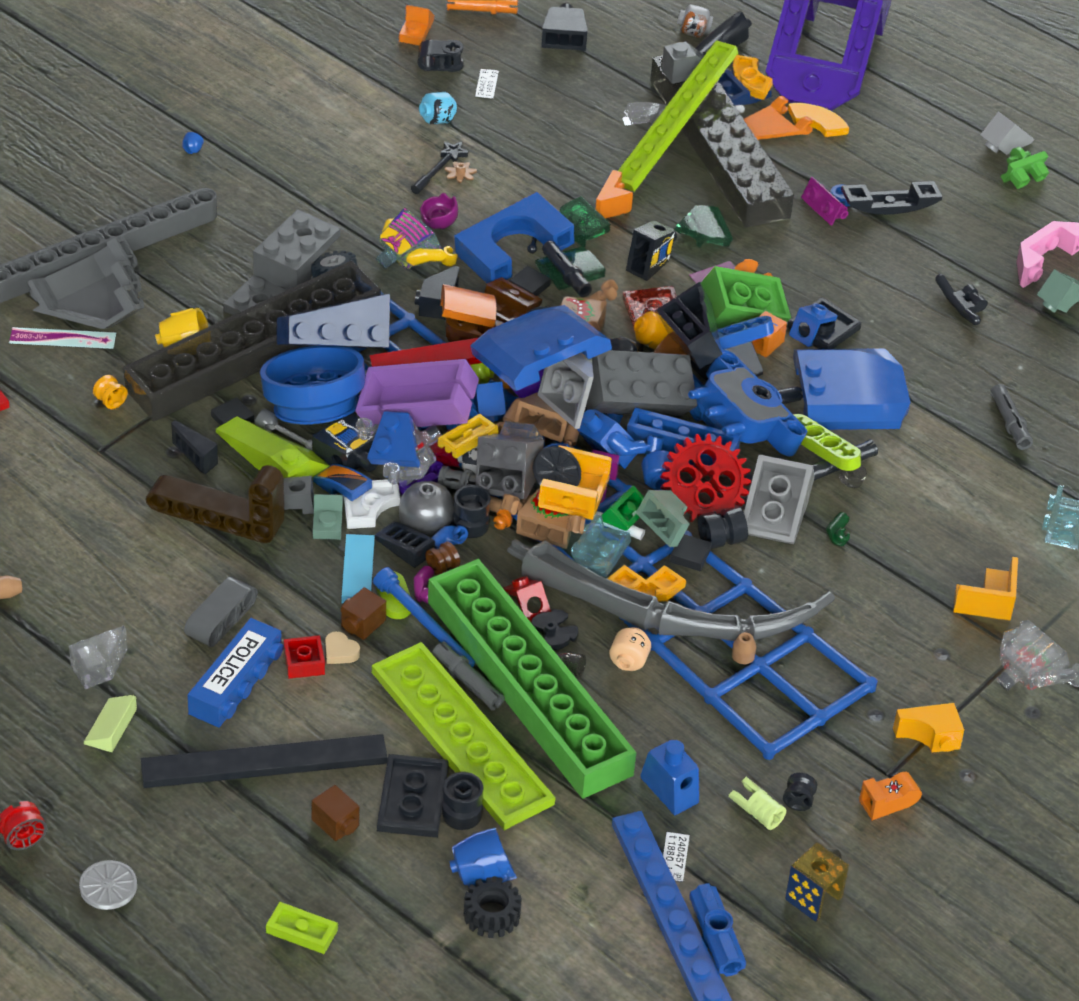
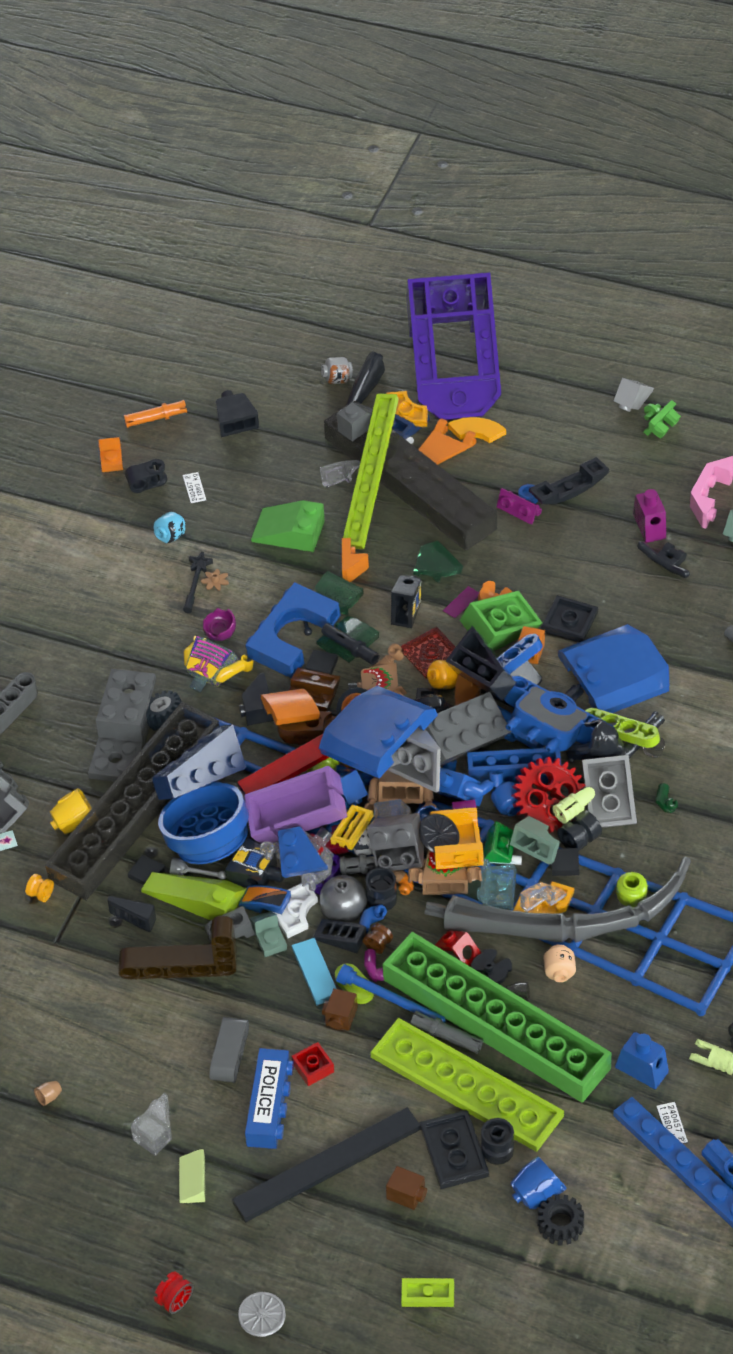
camera: 15 degrees left, 5 degrees up
(341, 649) = (337, 1046): tan tile -> none
(569, 146) = (290, 525): none -> bright green slope
(639, 569) = (538, 893): none -> clear slope
(726, 495) = (577, 802): none -> yellowish green hinge
(744, 649) = (645, 931): medium nougat hose -> none
(750, 599) = (631, 889): none -> lime head
(790, 443) = (603, 743): none -> black piece
(813, 316) = (562, 616): blue bracket -> none
(964, 240) = (648, 507): none -> magenta torso

